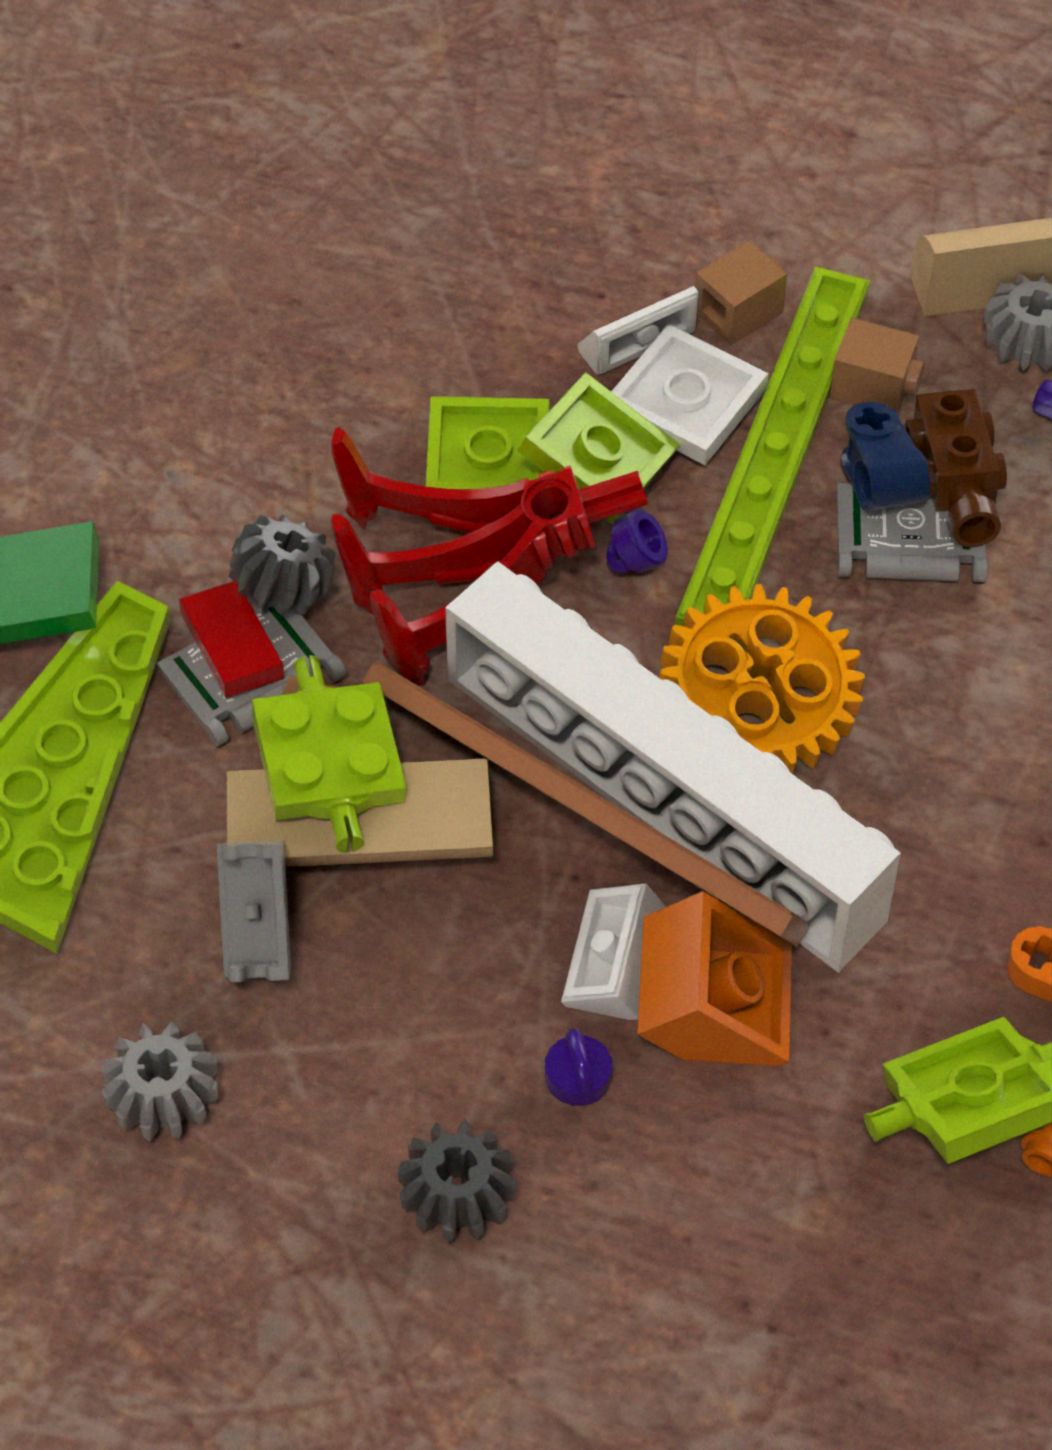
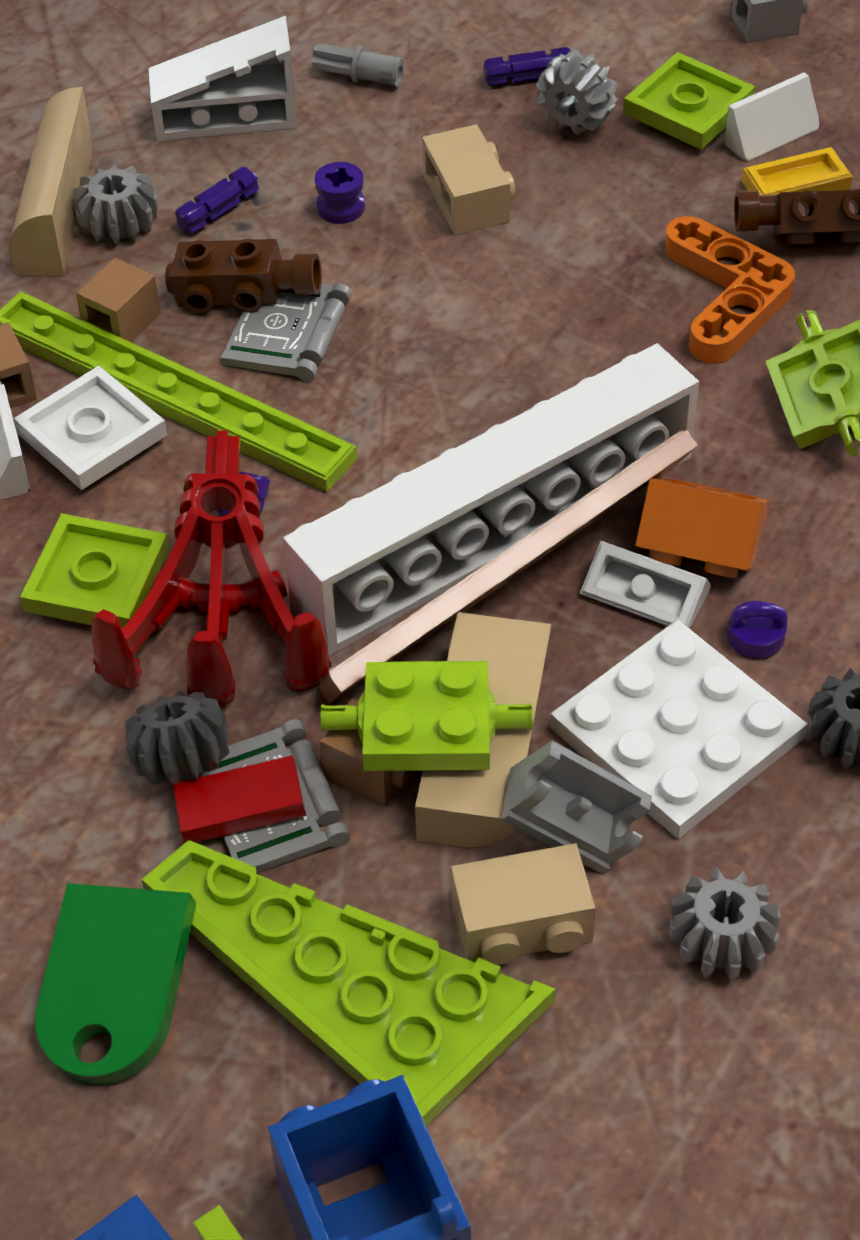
camera: 75 degrees left, 5 degrees down
(150, 899) = (523, 904): none -> tan brick
(422, 1011) = (679, 726): none -> white plate
(597, 438) = (128, 486): lime plate -> none
(807, 659) = (403, 422): light orange gear -> none
(882, 459) = (226, 314): dark blue piece -> none

